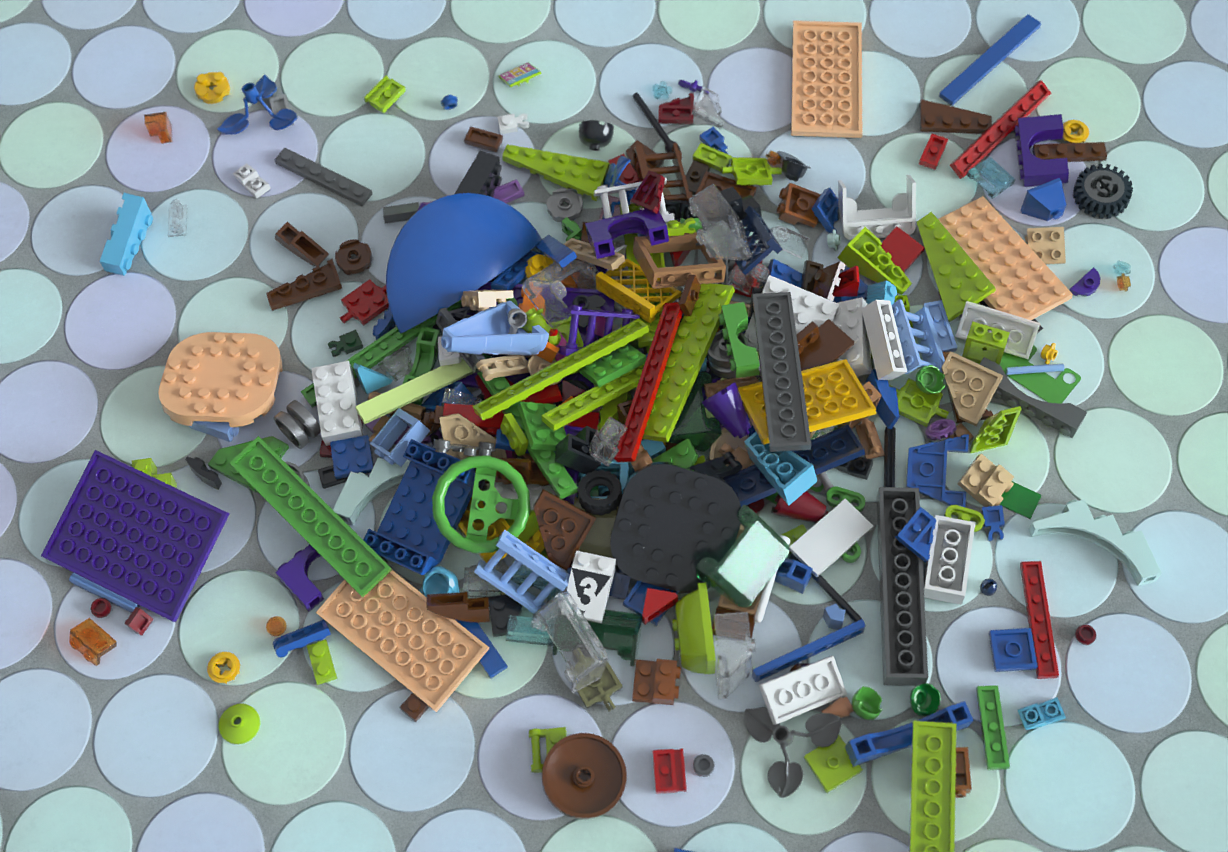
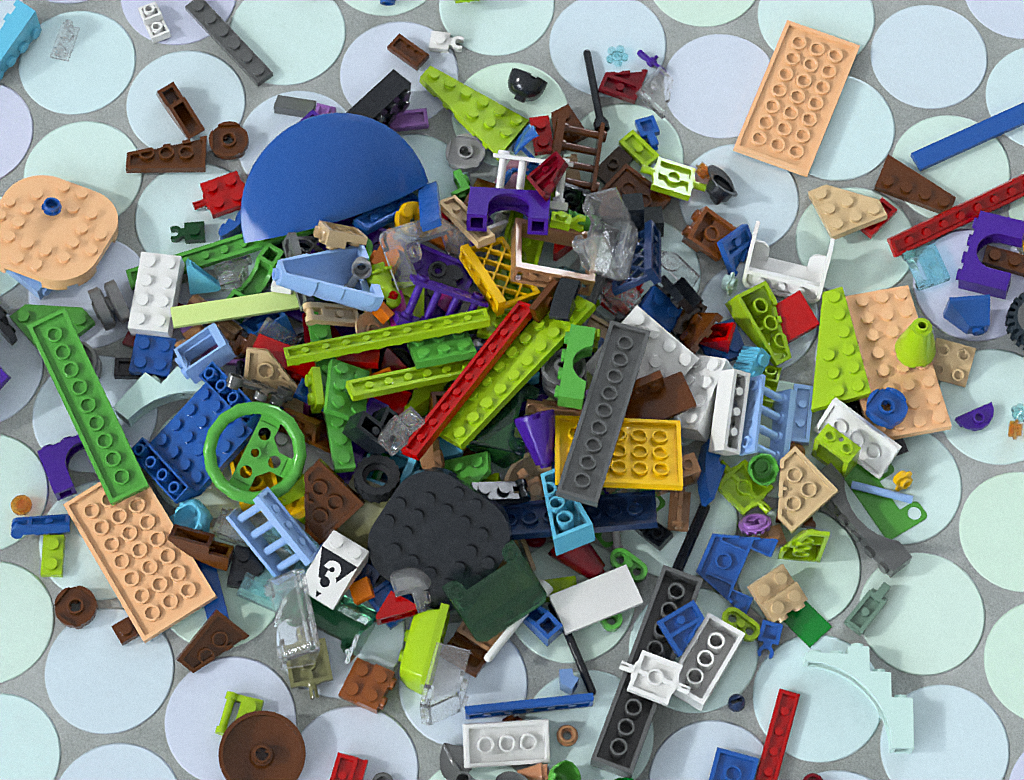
camera: 15 degrees right, 5 degrees up
(215, 355) = (51, 206): none -> blue plate
(364, 711) = (78, 618): none -> reddish brown plate
(497, 689) = (211, 640): none -> reddish brown wing
(619, 598) = (362, 591): none -> orange tile
(663, 573) = (415, 582): none -> clear brick
(706, 288) = (564, 298): none -> black slope
(799, 259) = (682, 294): none -> black bracket
(852, 660) = (567, 729): none -> medium nougat plate
(905, 153) = (845, 211): none -> tan plate
(914, 586) = (654, 678): none -> white plate
(1009, 303) = (885, 418): none -> blue plate
(1016, 235) = (916, 344): none -> lime cone
(1067, 470) = (867, 609): none -> sand green hinge

